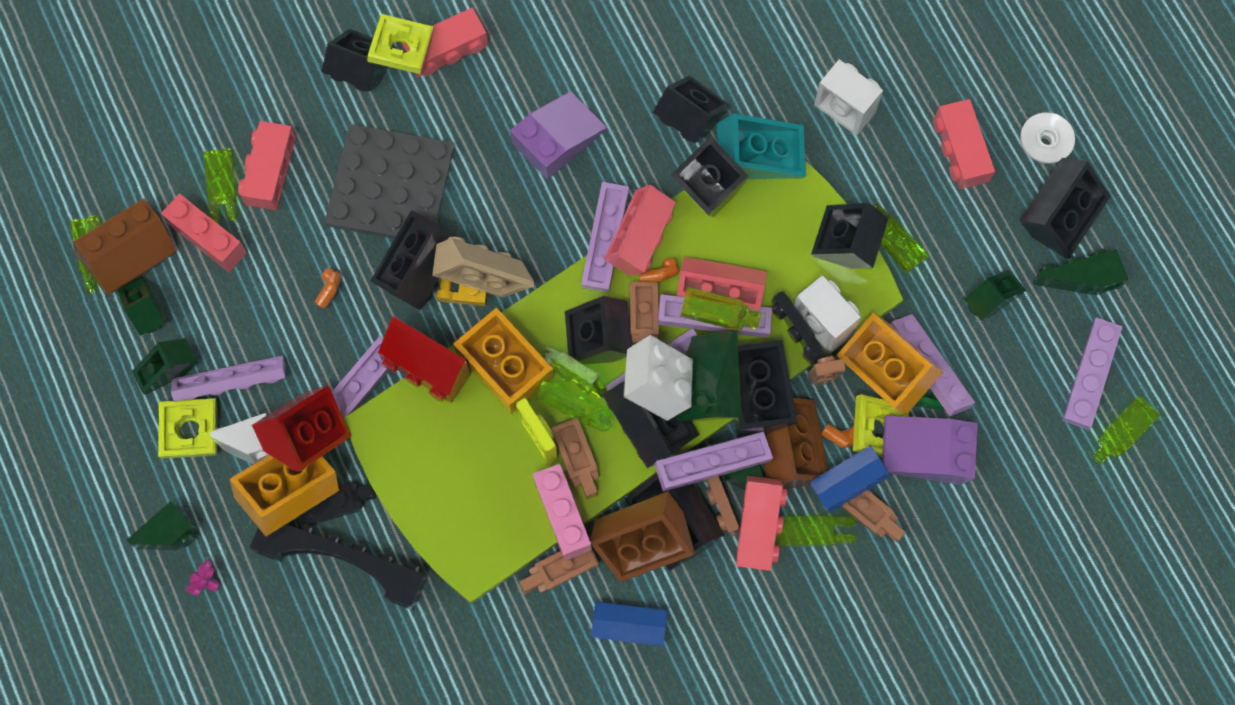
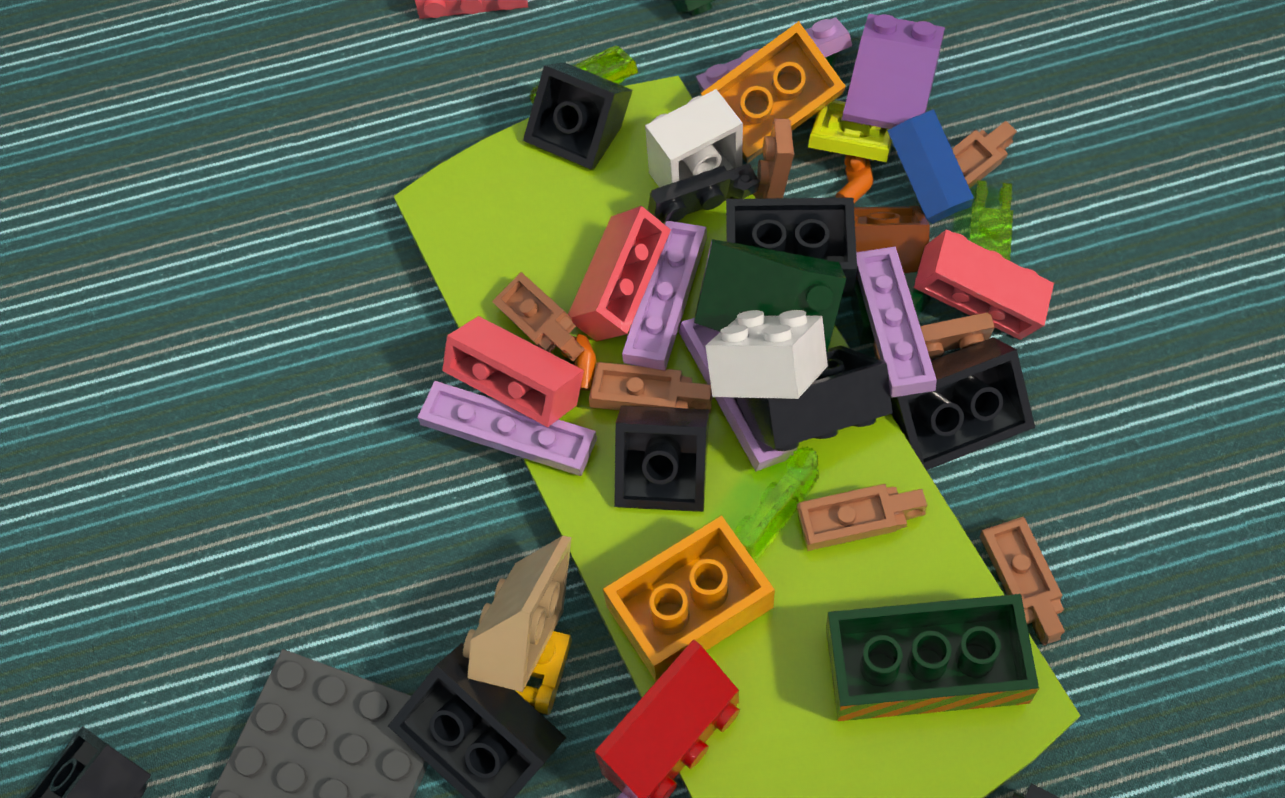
camera: 75 degrees left, 10 degrees down
(395, 30) = (77, 675): neon yellow piece -> none
(453, 40) = (103, 641): coral brick -> none
(485, 504) = (931, 657): none -> dark green brick
(537, 430) = (818, 558): neon yellow piece -> none
(556, 133) = (313, 491): medium lavender slope -> none
(562, 512) = (951, 544): bright pink brick -> none
(571, 369) = (744, 472): clear neon green hinge -> none
(629, 624) = (1120, 490): blue piece -> none
(642, 537) = (993, 439): dark orange slope -> none
(683, 239) = (538, 316): none -> nougat hinge
(690, 109) = (328, 297): black slope -> none
(710, 177) = (452, 260): black slope -> none
(718, 310) = (663, 278): clear neon green hinge -> none
(764, 146) = (418, 205): teal slope -> none
(848, 96) = (369, 92): white brick -> none

